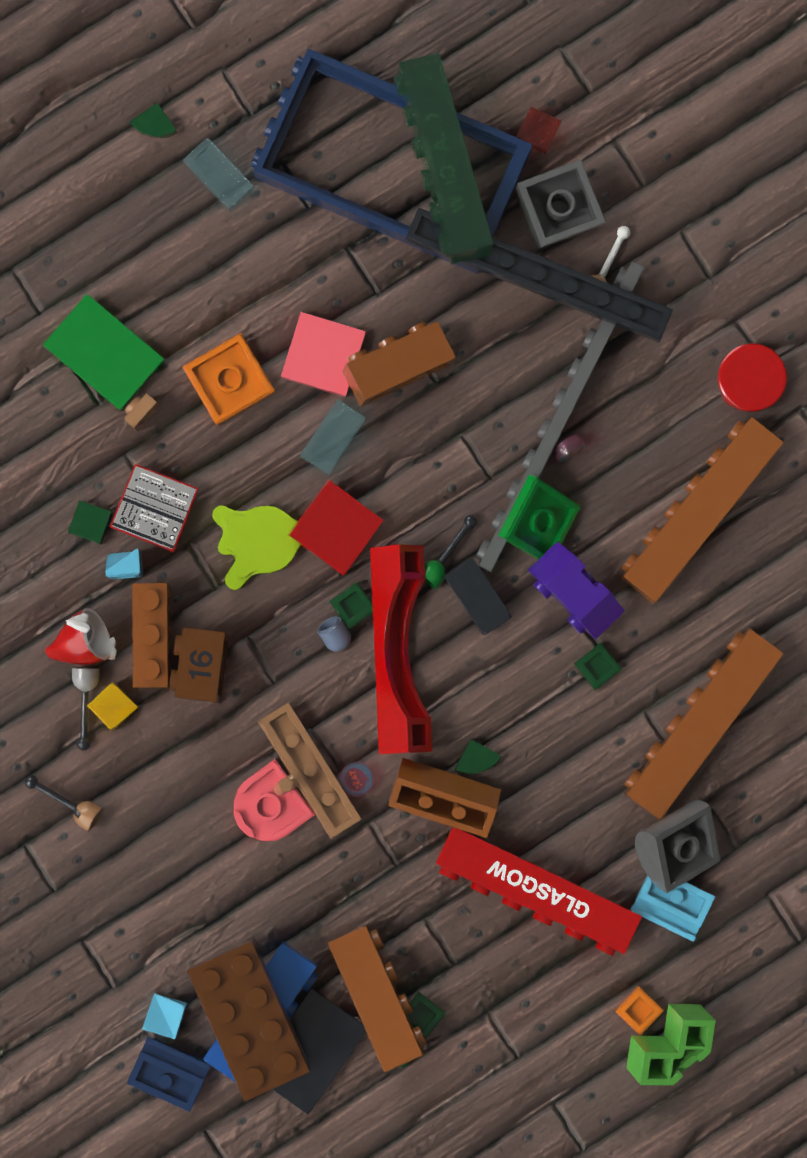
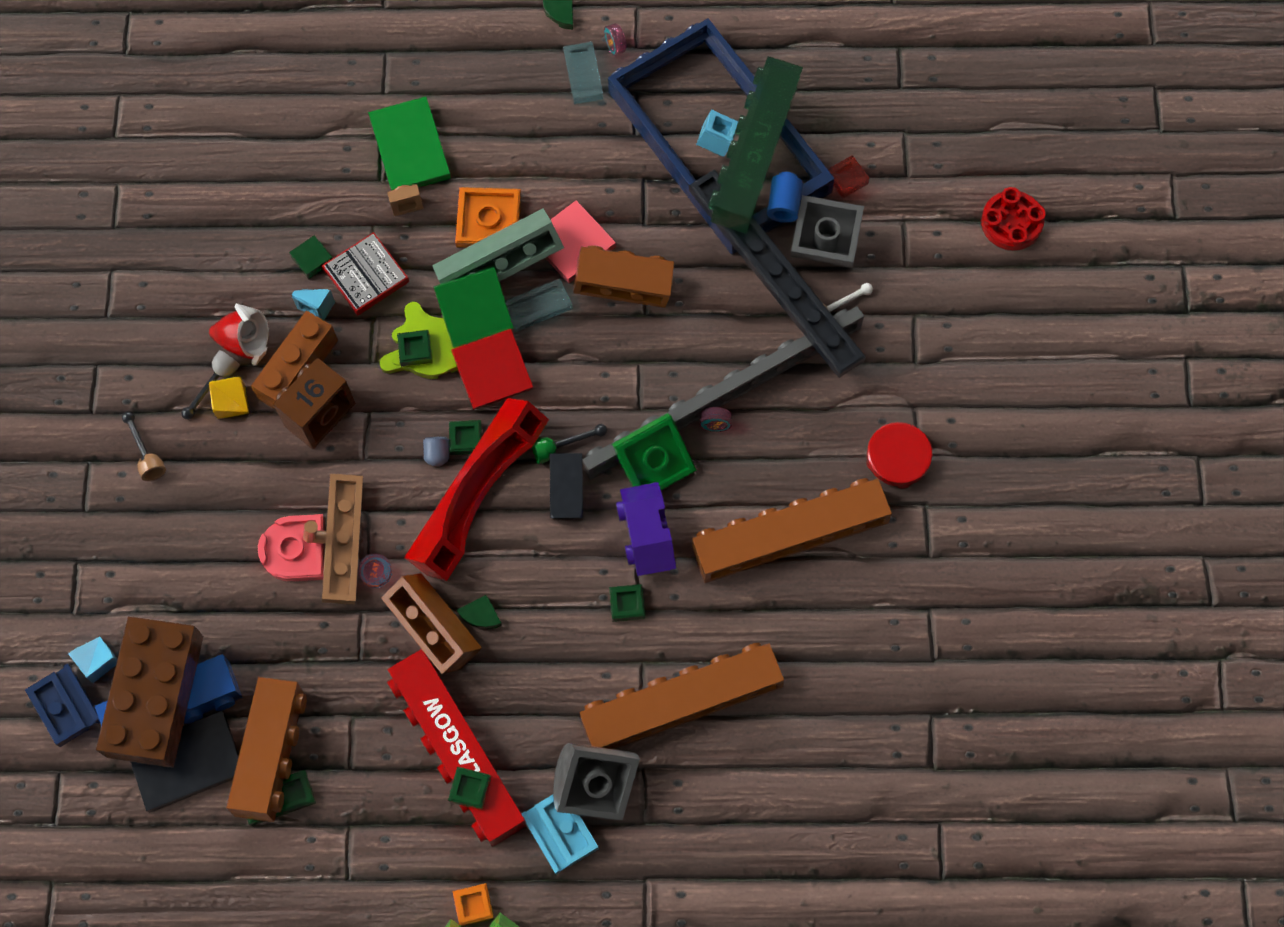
camera: 40 degrees right, 15 degrees down
(228, 121) = (615, 39): none -> clear pink tile
(252, 552) = (414, 348): none -> dark green tile
(271, 418) = (505, 250): none -> sand green brick
(283, 482) = (473, 307): none -> green tile
(395, 166) = (717, 133): none -> medium azure slope
(503, 195) = (784, 197): none -> blue brick
(578, 921) = (469, 788): none -> dark green tile
(715, 79) = (1012, 219): none -> red tile

